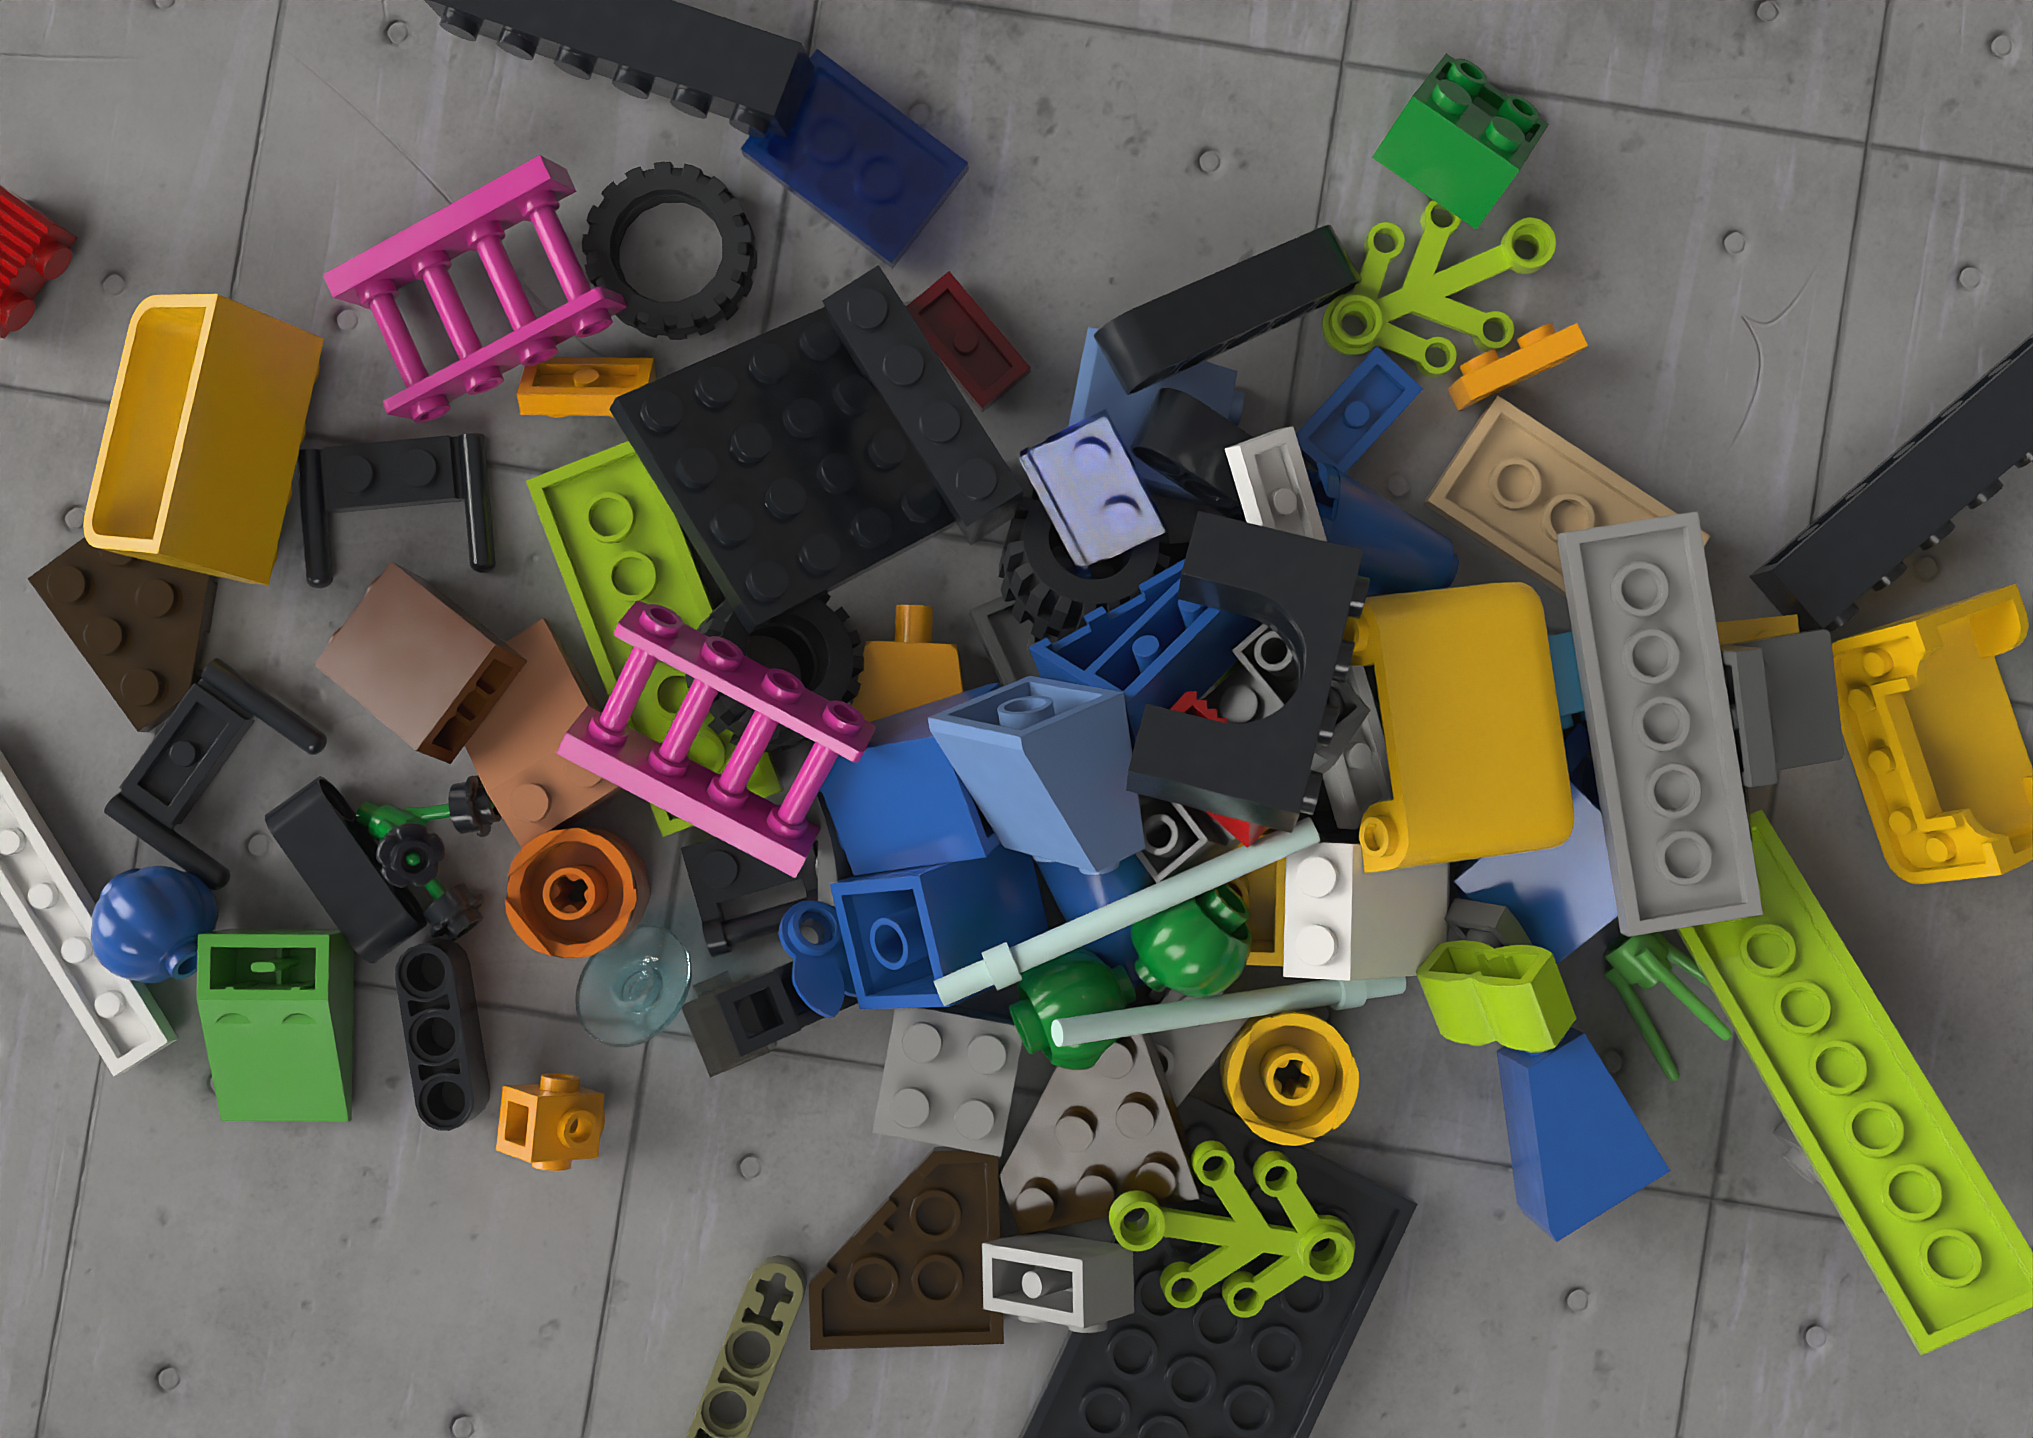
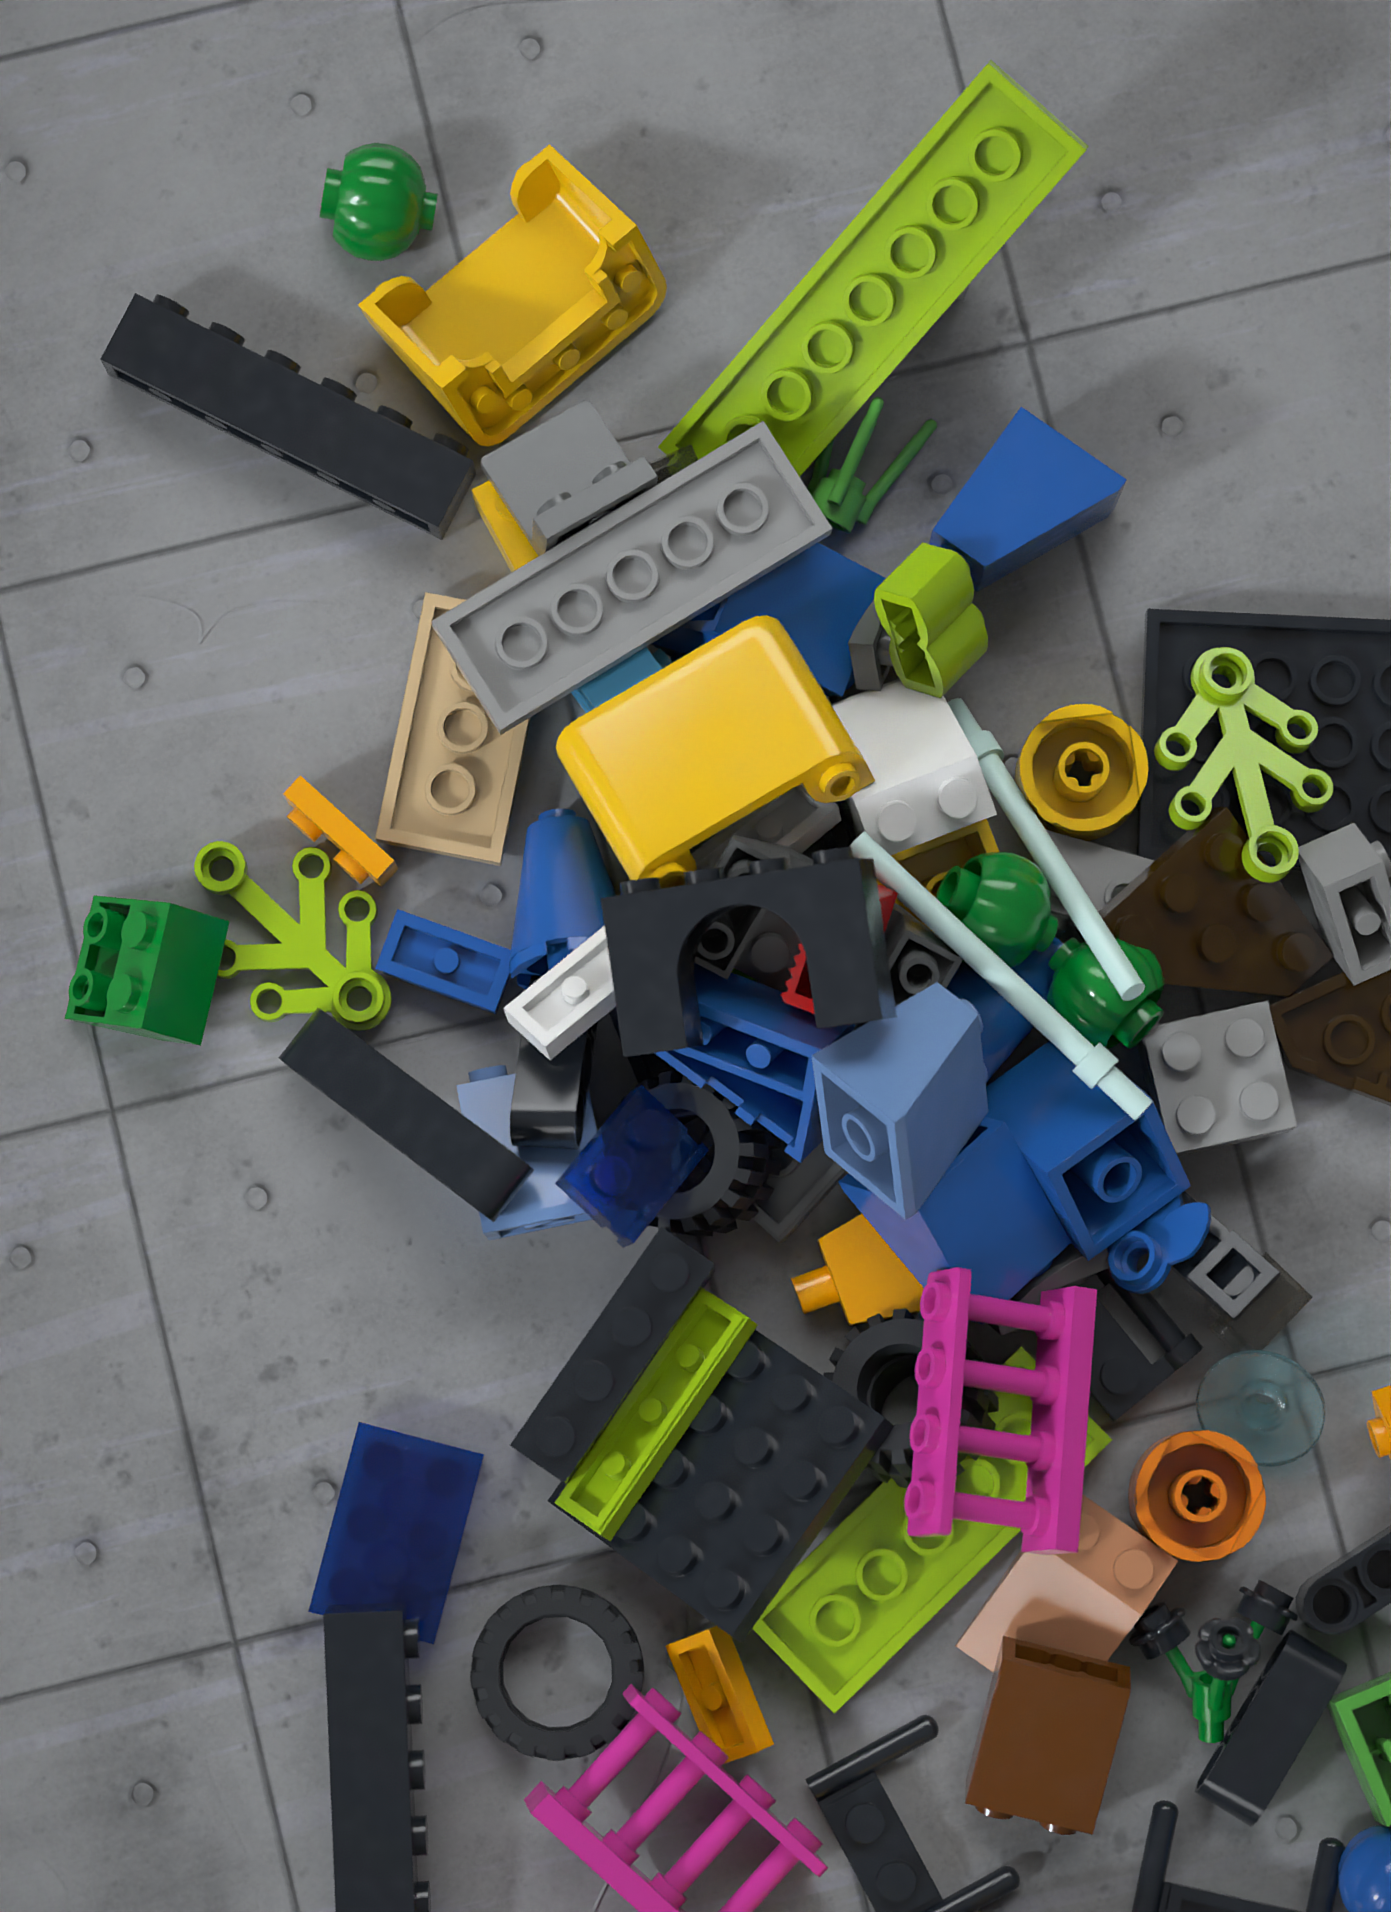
camera: 115 degrees left, 5 degrees down
(857, 427) = (656, 1414): none -> lime tile
(967, 342) = (527, 1353): dark red plate -> none

